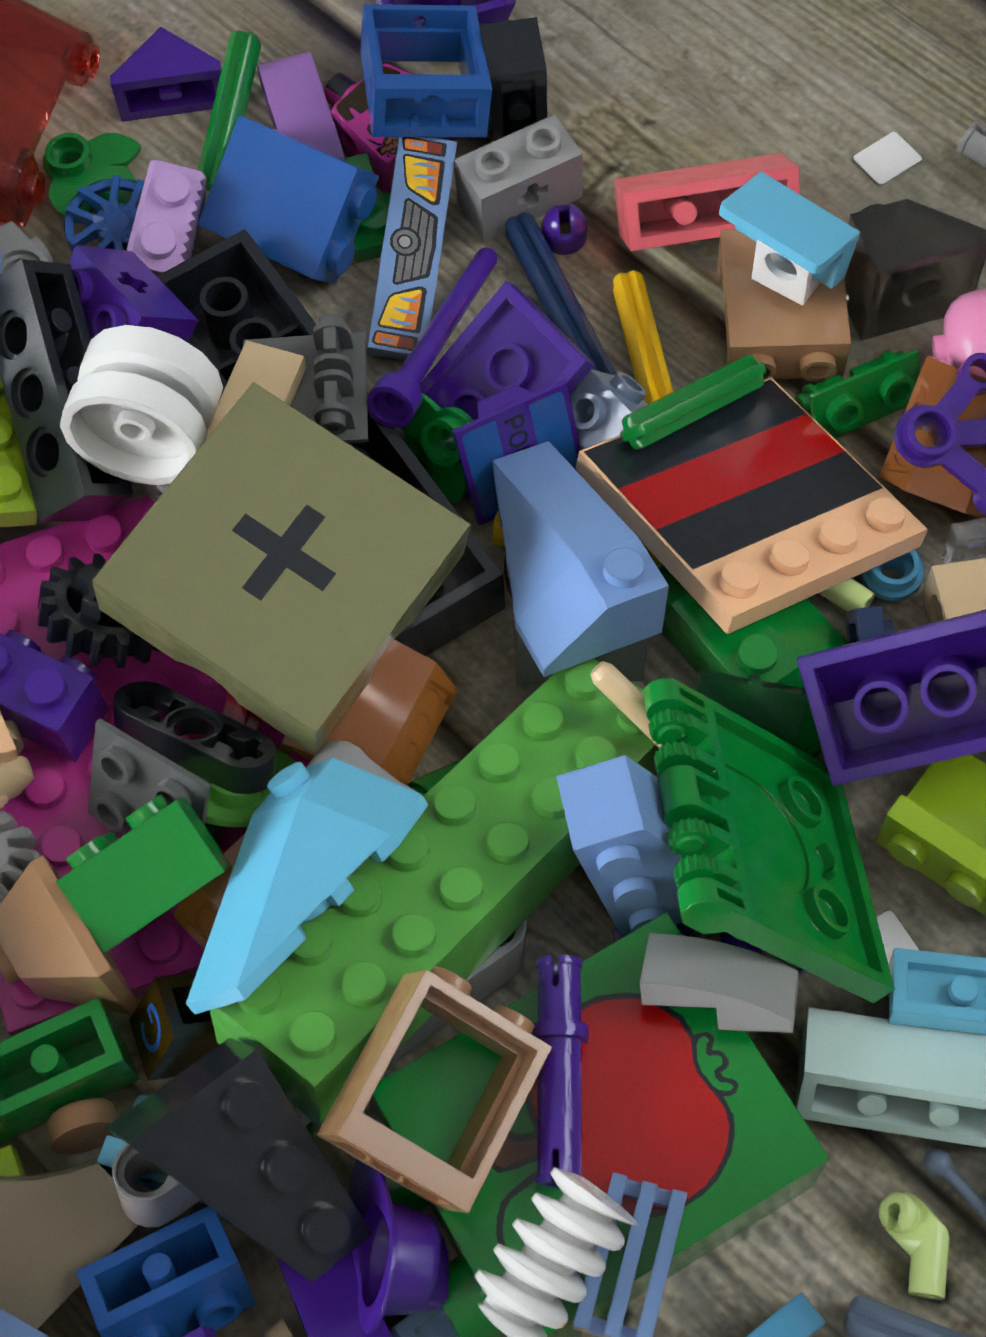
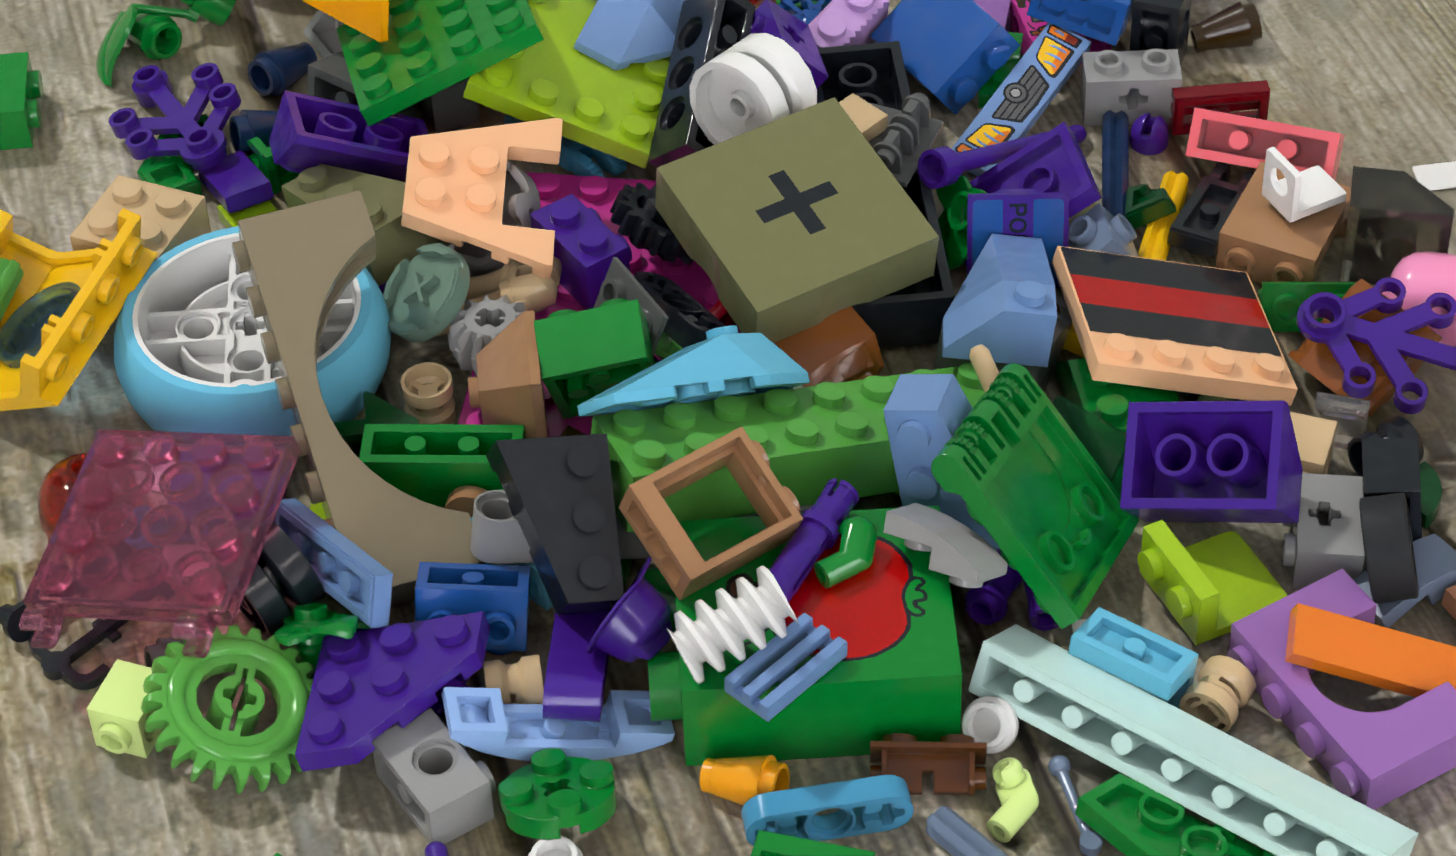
camera: 25 degrees right, 20 degrees down
(578, 51) = (1229, 28): none -> dark brown cone
(620, 1044) = (855, 552): none -> green arm
(622, 333) = (1147, 205): none -> dark green tile
(639, 154) = (1218, 98): none -> dark red tile
(692, 402) = (1166, 251): green axle -> none
(694, 312) = (1207, 211): none -> black hinge
(776, 1249) = (949, 760): none -> reddish brown hinge
(792, 227) = (1300, 158): medium azure panel -> none
(850, 1151) = (991, 722): none -> white plate

